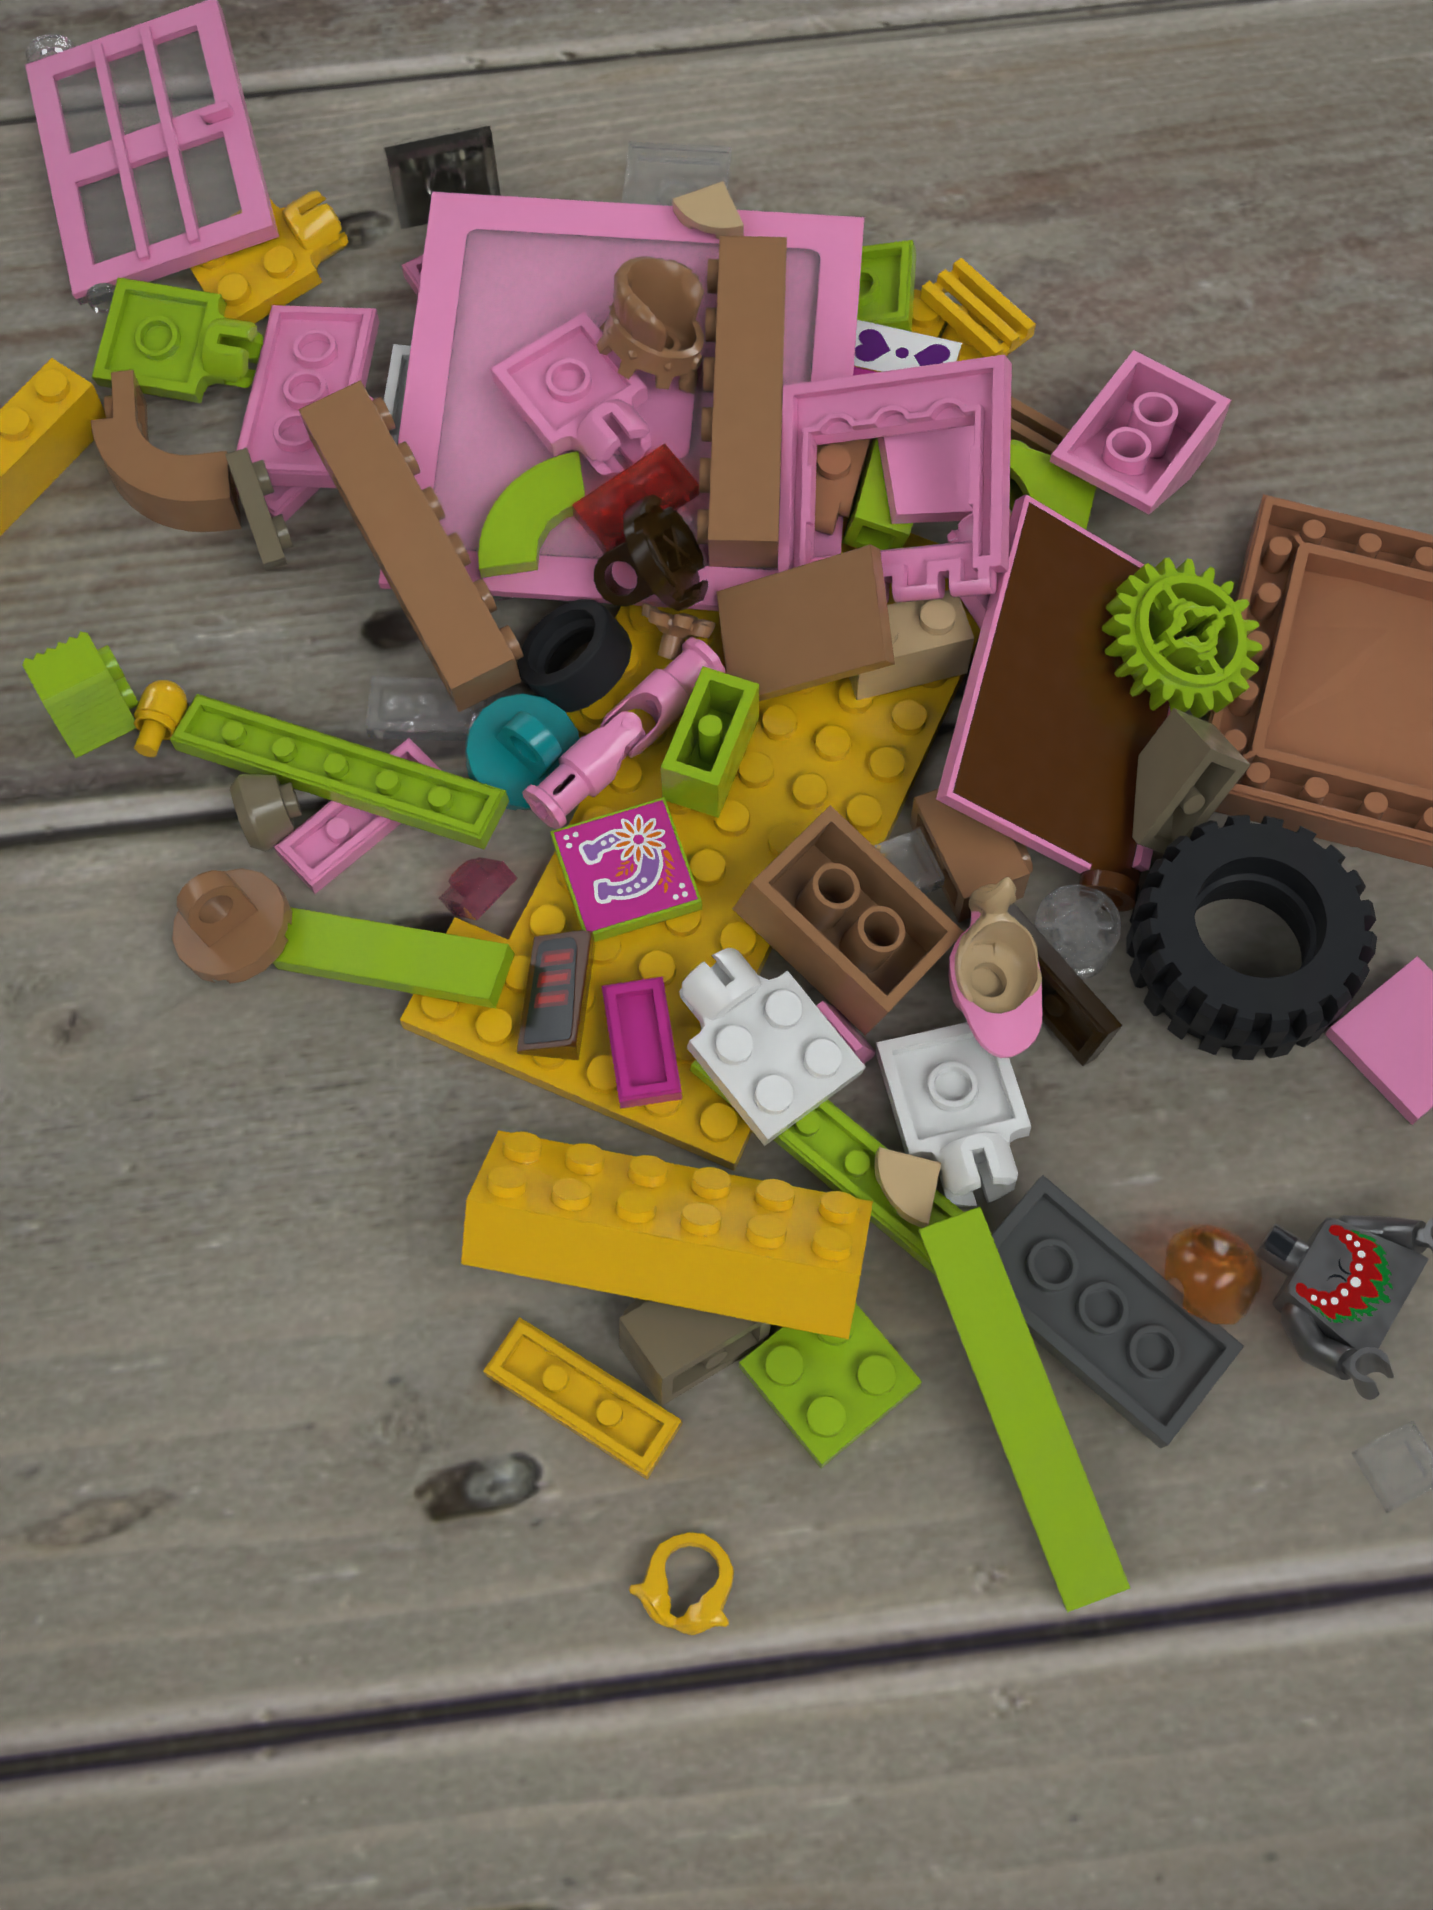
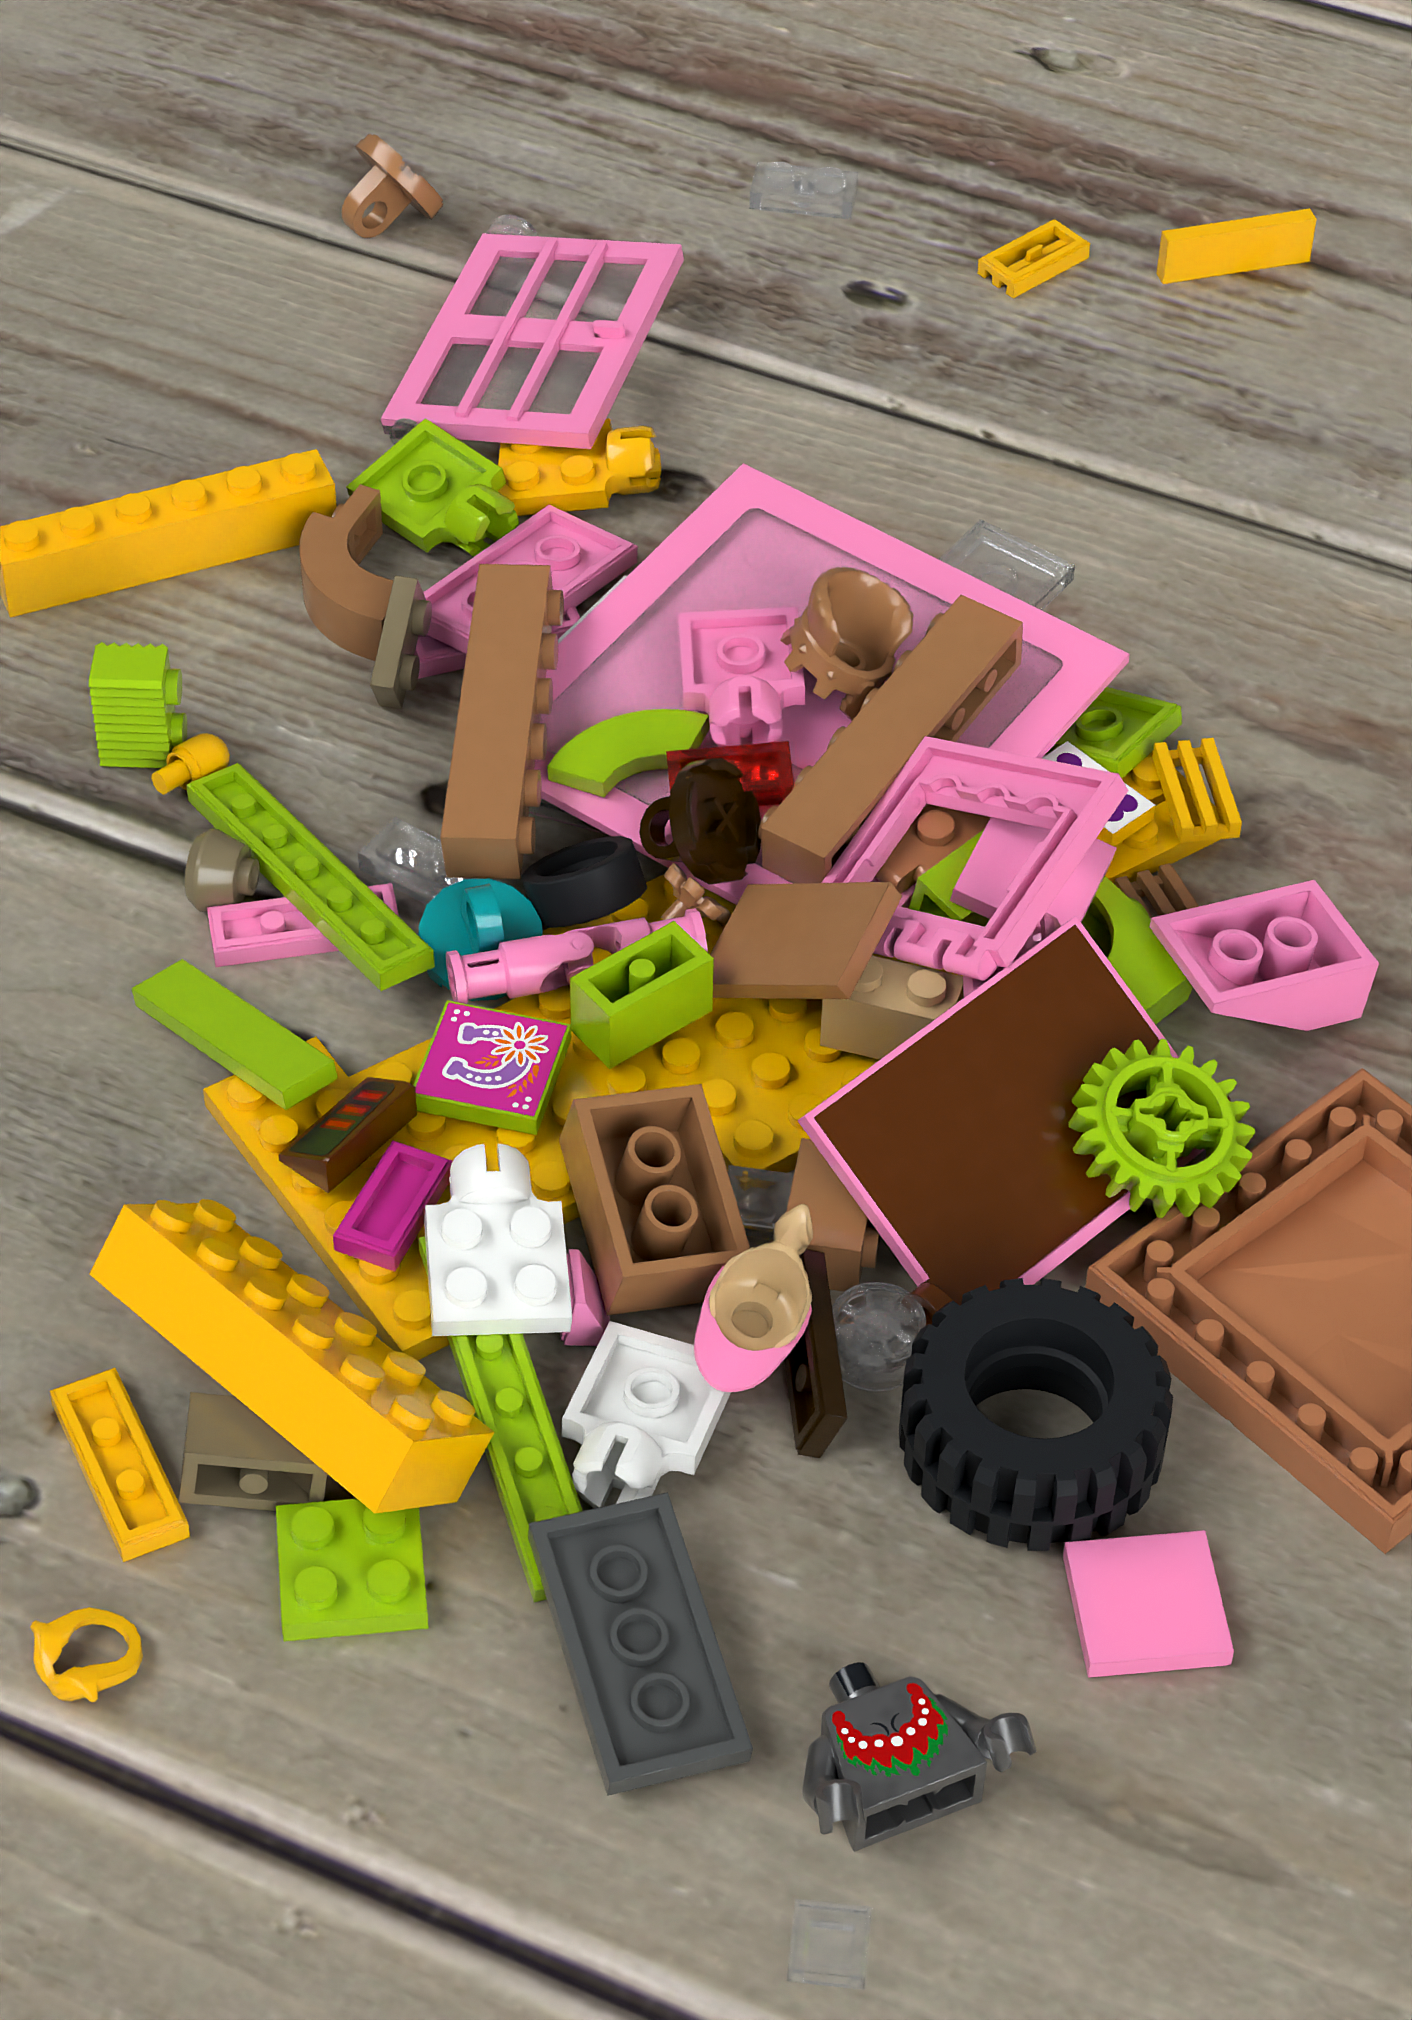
camera: 30 degrees right, 20 degrees down
(230, 924) = (119, 943): medium nougat tile -> none
(440, 162) = (789, 452): clear smoke slope -> none
(476, 887) = (352, 1017): clear pink plate -> none
(709, 211) = (980, 580): tan tile -> none
(907, 1184) = (539, 1436): tan tile -> none
(1024, 1410) = (493, 1673): lime tile -> none
(1182, 779) = (1073, 1239): dark tan slope -> none
(1216, 1272) = (770, 1669): clear orange hair -> none

